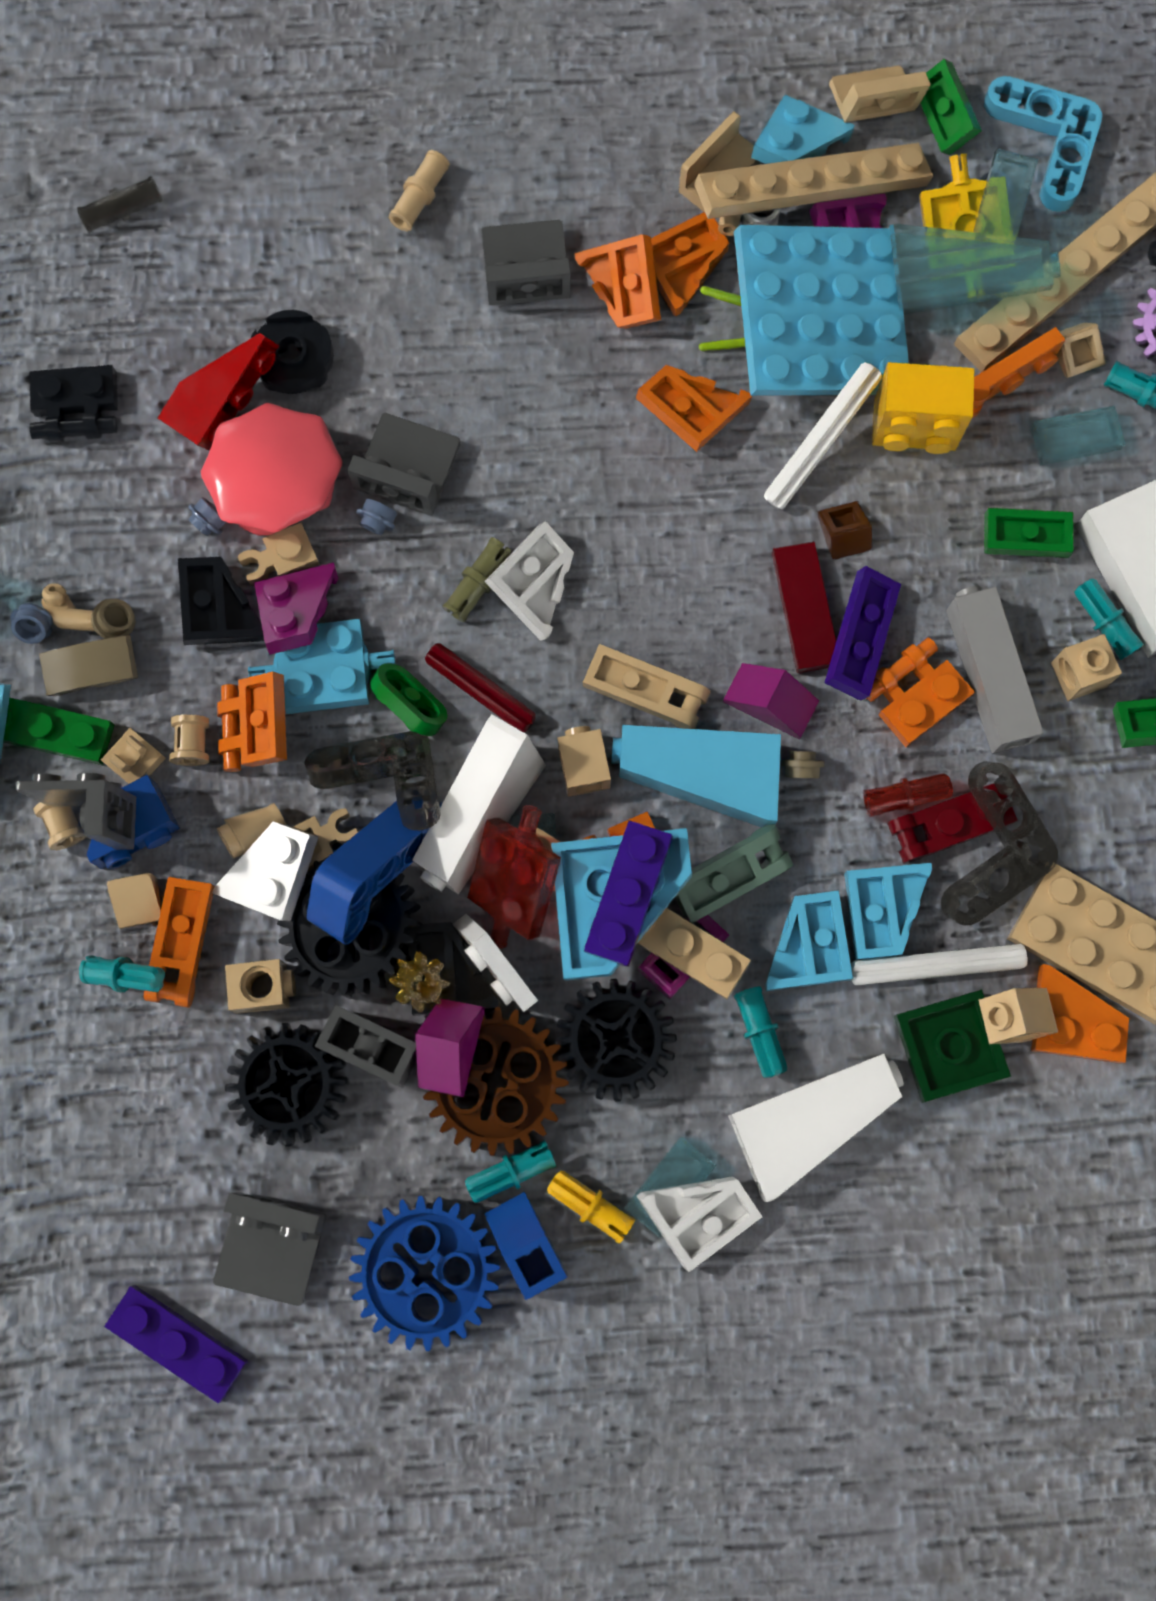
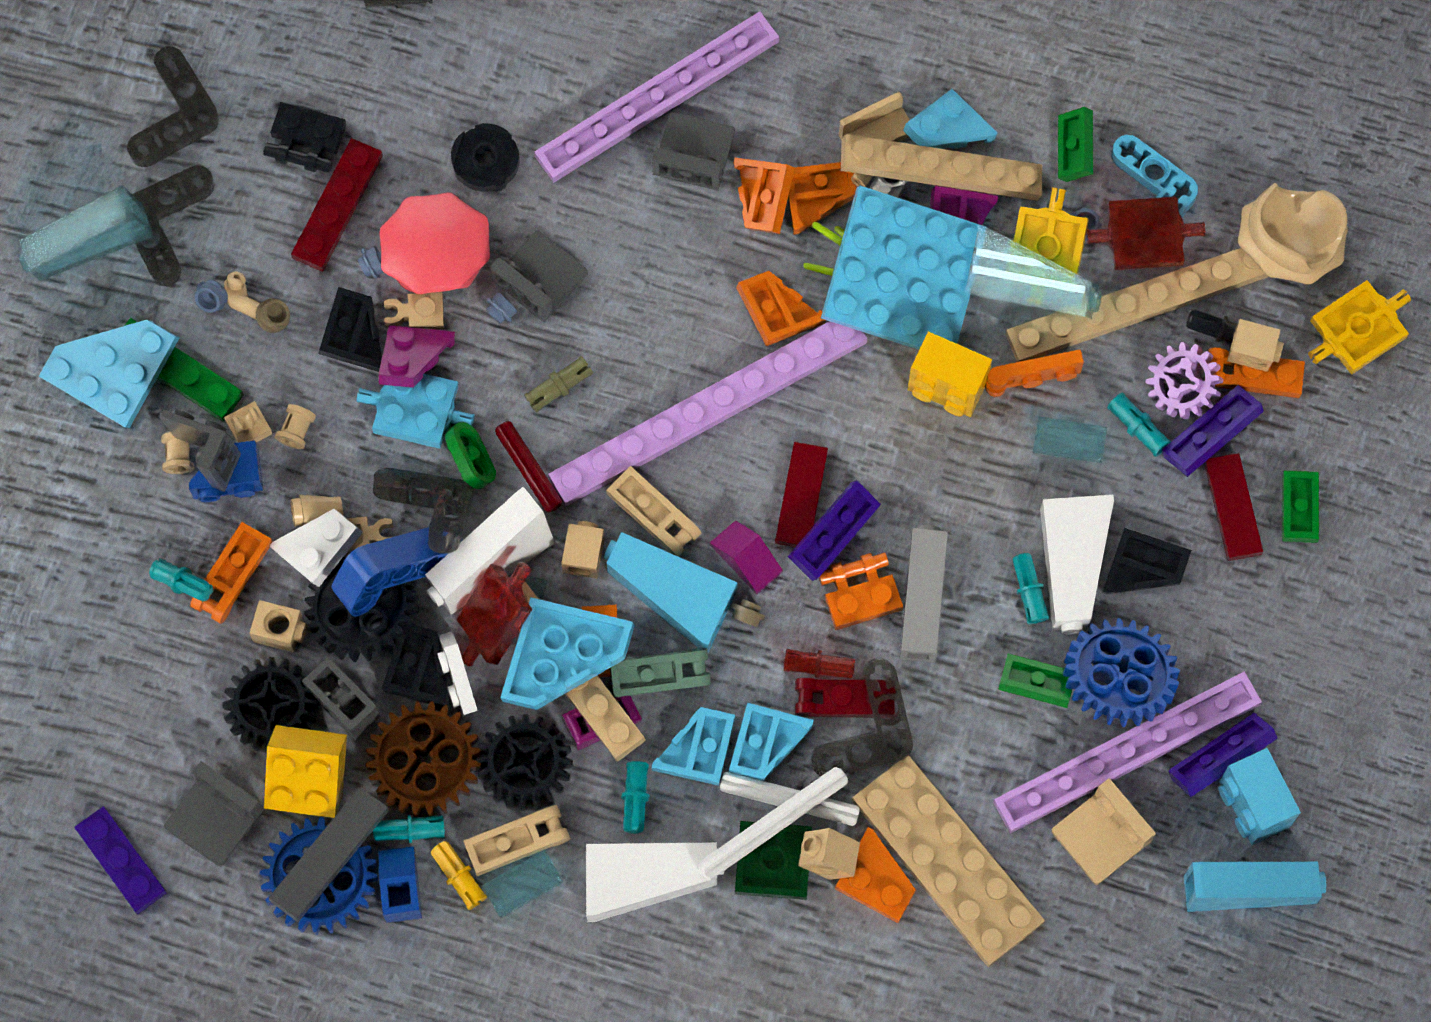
camera: 20 degrees right, 5 degrees down
(88, 665) = (241, 343): dark tan slope -> none
(135, 900) = (210, 530): tan slope -> none
(139, 468) = (336, 204): none -> dark red plate
(218, 391) = (416, 171): red slope -> none
(262, 725) = (347, 430): orange plate -> none
(360, 1155) = (305, 771): none -> yellow brick
(419, 190) = (633, 65): tan pin -> none
(425, 991) = (394, 653): clear yellow gear -> none
(429, 1249) = (328, 854): none -> dark grey tile
(447, 1046) = (397, 718): magenta slope -> none
(458, 217) = (656, 97): none -> lavender plate
(533, 578) = (600, 398): white wing -> none
(628, 893) = (570, 652): dark purple plate -> none
(641, 1138) = (515, 840): none -> tan plate
(654, 551) = (704, 410): none -> lavender plate
(700, 1216) = (534, 911): white wing -> none
(823, 435) = (865, 369): white axle -> none
(846, 530) = (857, 448): reddish brown slope -> none
(878, 92) = (1025, 112): tan panel -> none
(939, 1007) = (772, 823): none -> white axle
(1005, 193) = (1081, 234): clear light blue tile -> none
(1028, 532) = (996, 500): green plate -> none
(1076, 173) = (1145, 233): none -> clear red plate
(1081, 349) = (1100, 372): tan slope -> none
(1086, 667) = (994, 618): tan brick -> none

